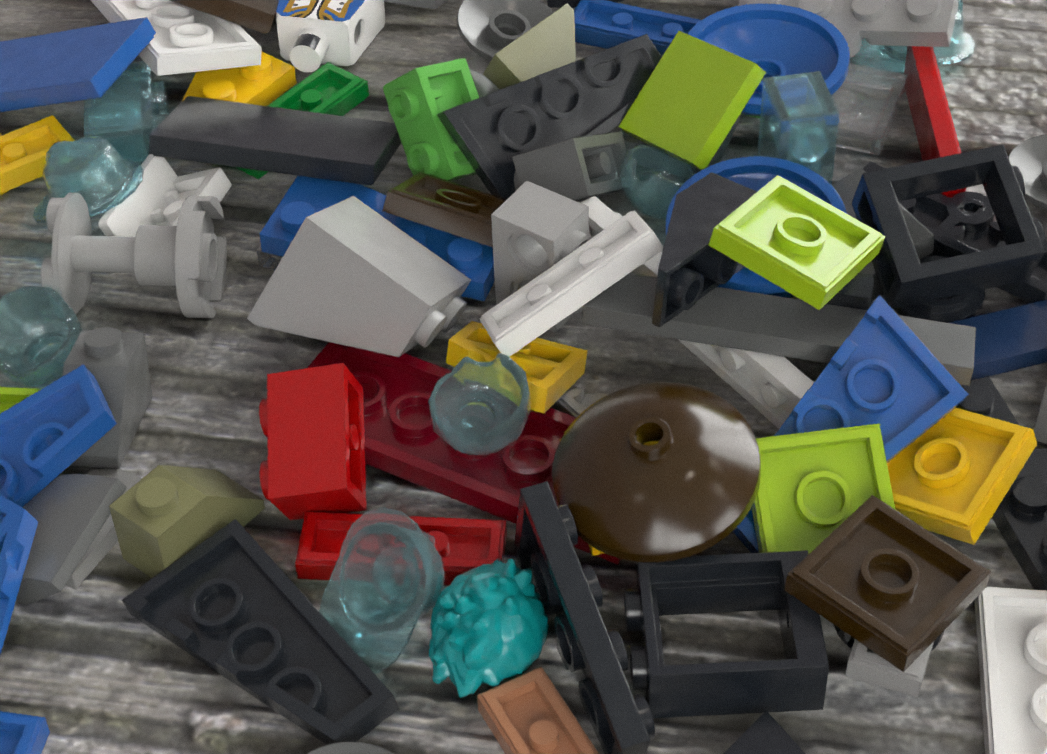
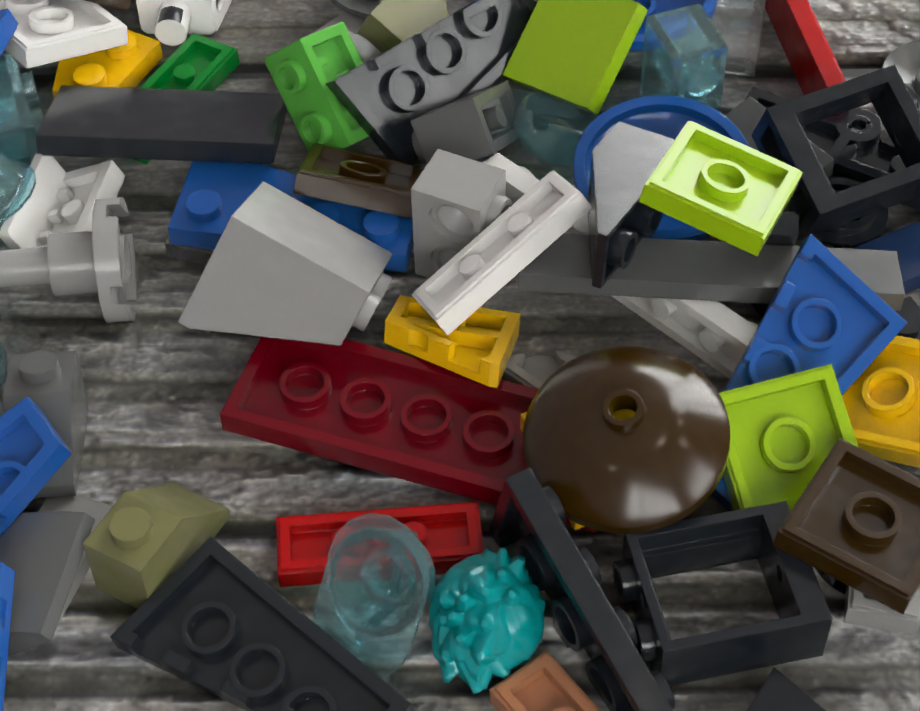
camera: 10 degrees left, 5 degrees up
(314, 441) = (274, 446): red brick -> none
(481, 405) = (437, 388): clear light blue hair -> none

